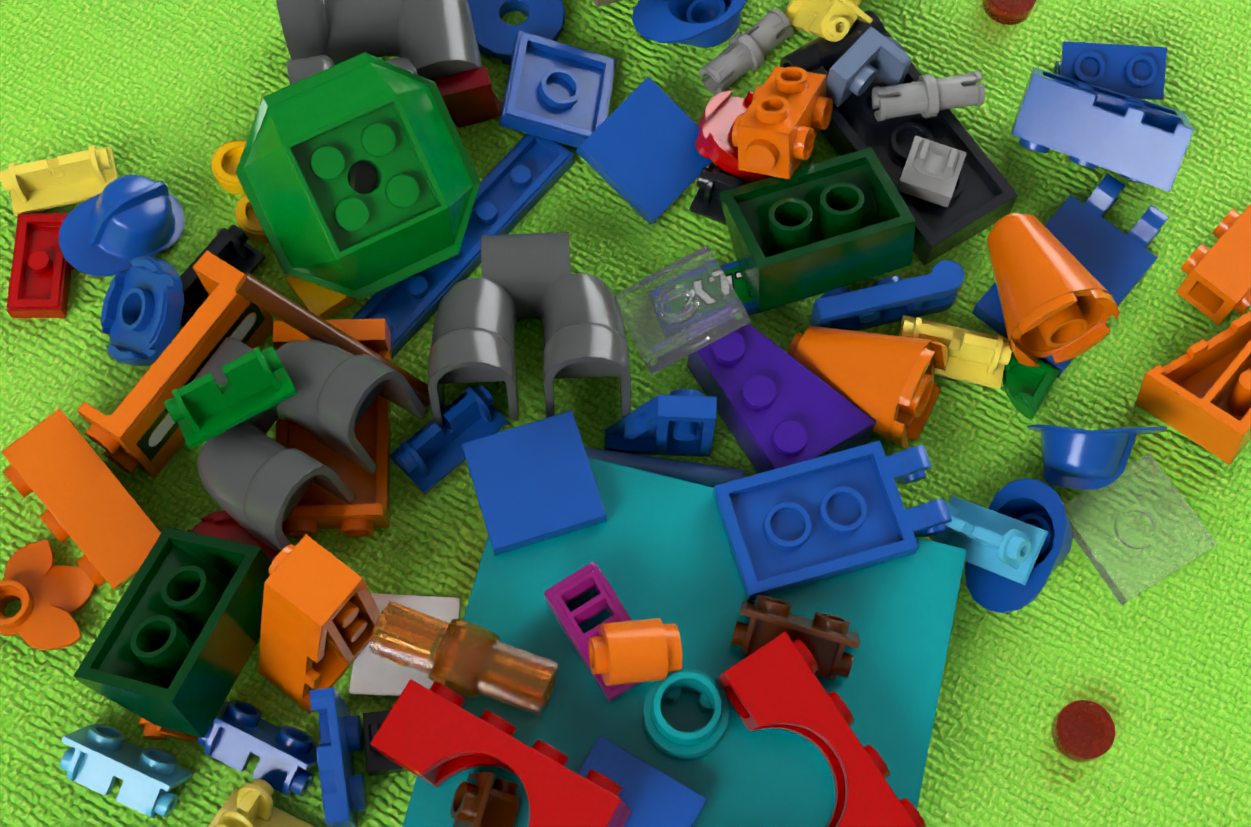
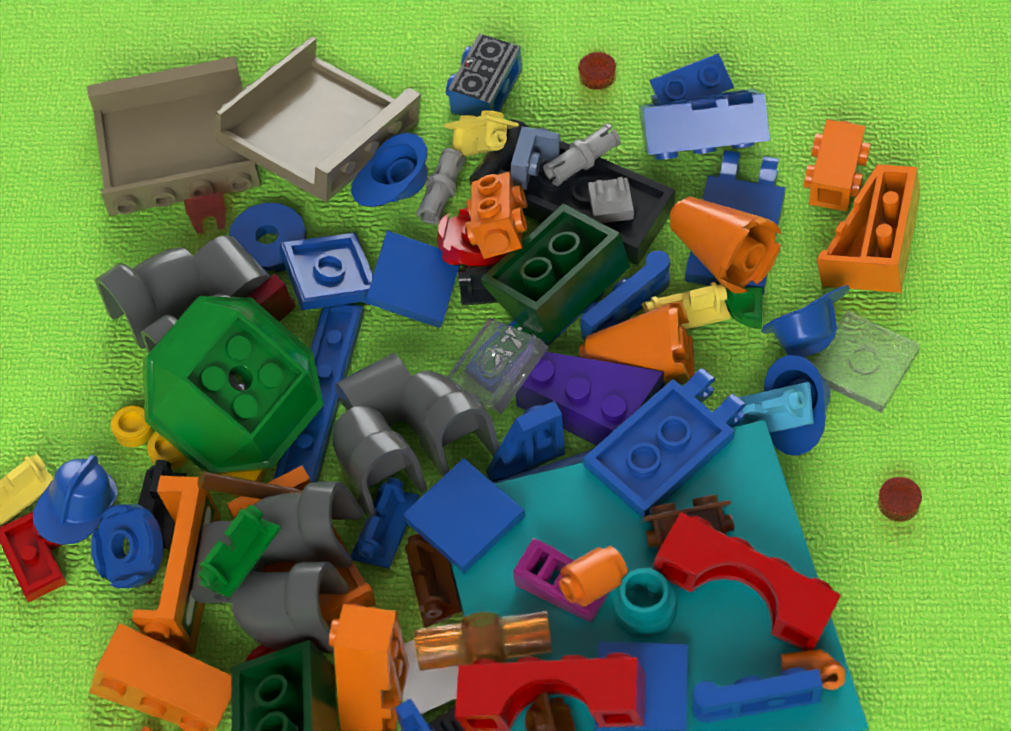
camera: 20 degrees left, 10 degrees down
(459, 541) = (432, 581): none -> reddish brown hinge

